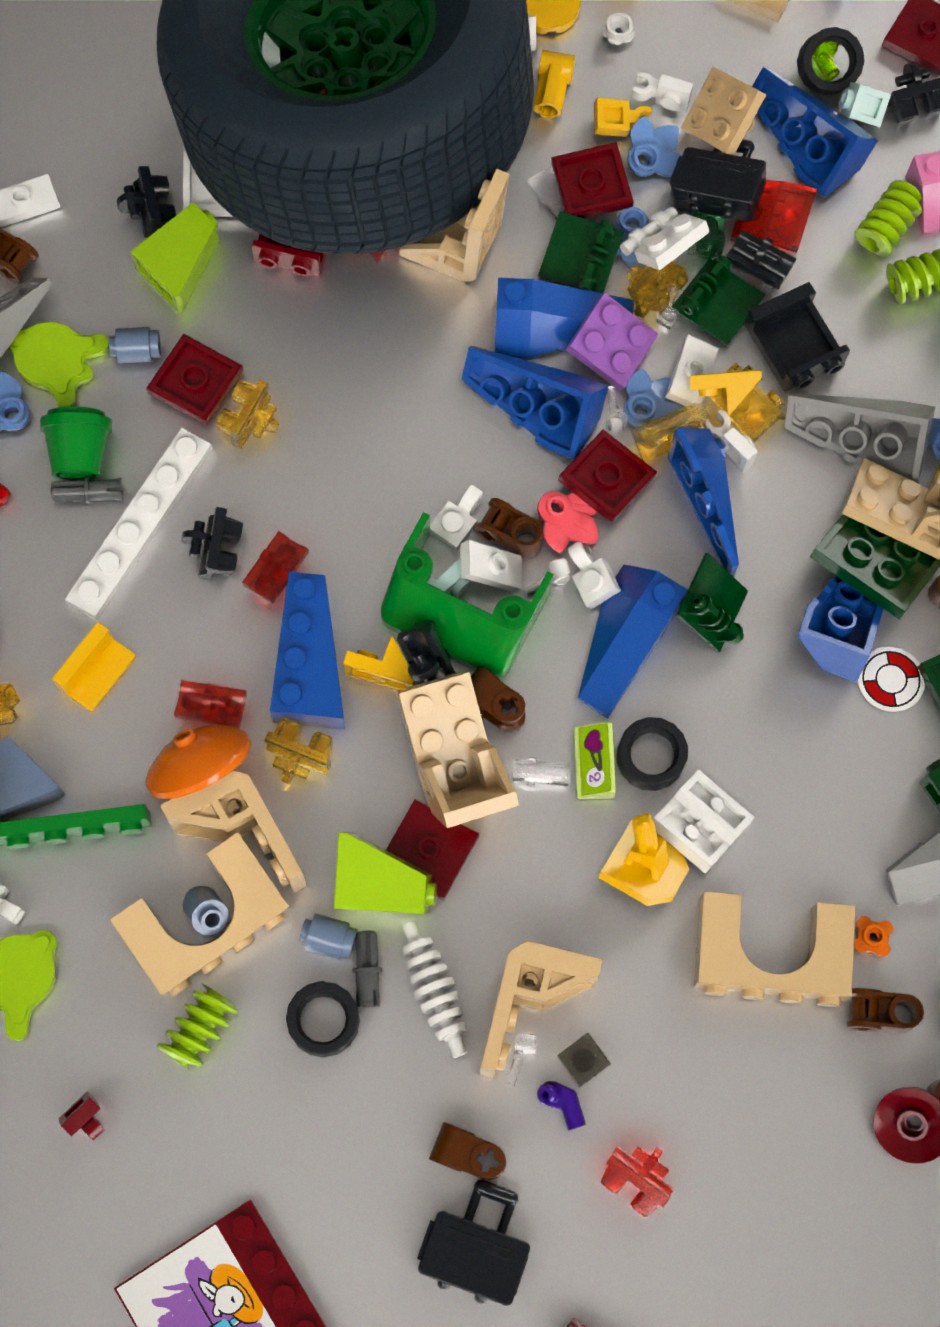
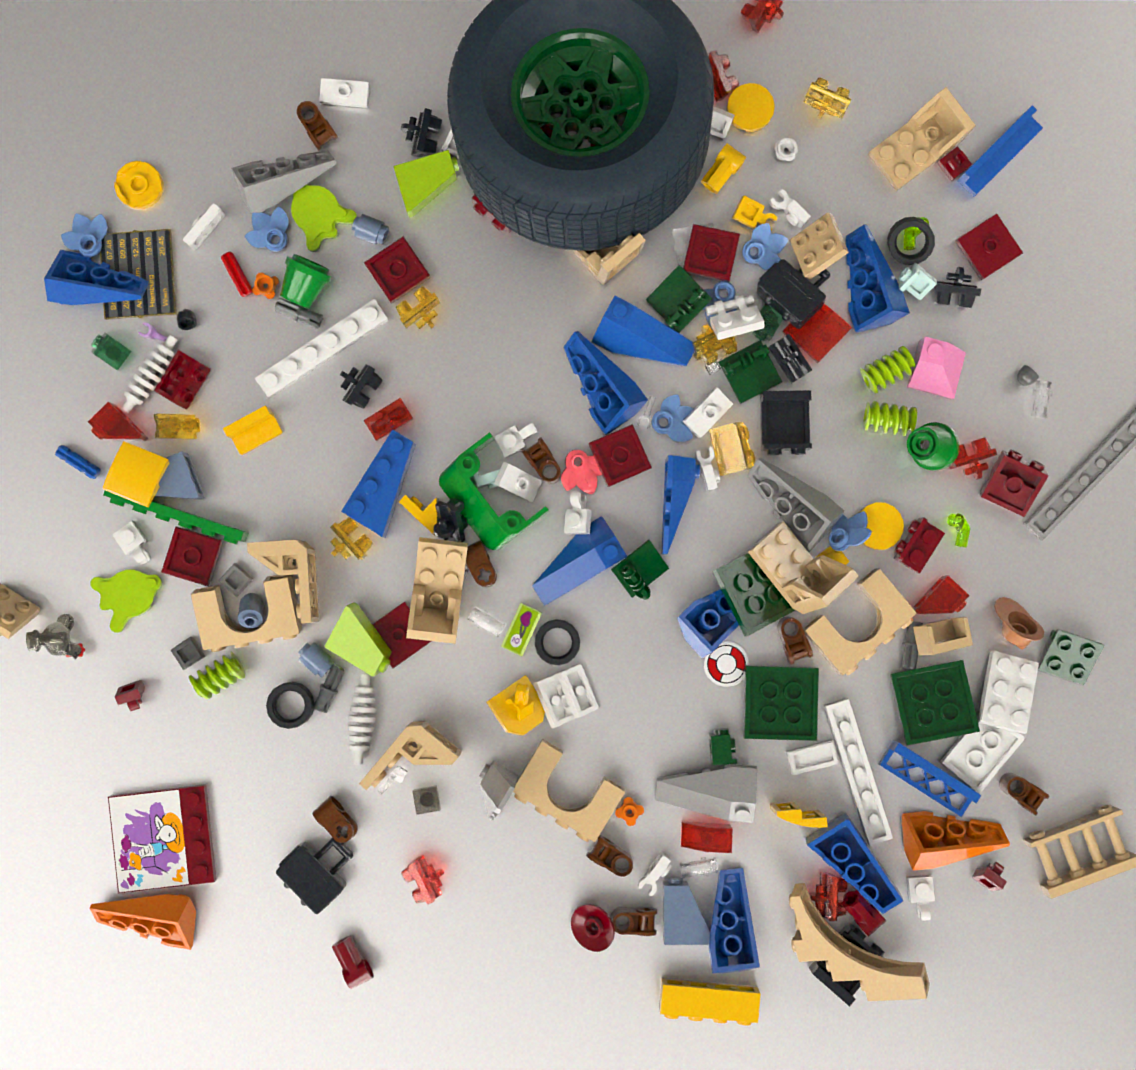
camera: 30 degrees right, 15 degrees up
(24, 467) = (262, 279): none -> orange plate
(84, 878) = (192, 556): none -> dark red plate
(139, 1019) = (187, 653): none -> dark grey tile
(161, 883) = (235, 579): none -> light grey tile
(196, 760) = (284, 523): orange dish -> none
(210, 704) = (310, 487): clear red hips -> none
(561, 575) = (559, 503): white hand -> none
(562, 1099) = (405, 815): dark purple arm -> none
(611, 341) = (667, 368): medium lavender plate -> none
(656, 436) = (671, 444): clear yellow bracket -> none
(678, 985) = (496, 787): none -> light grey wedge
(737, 385) = (725, 437): yellow slope -> none

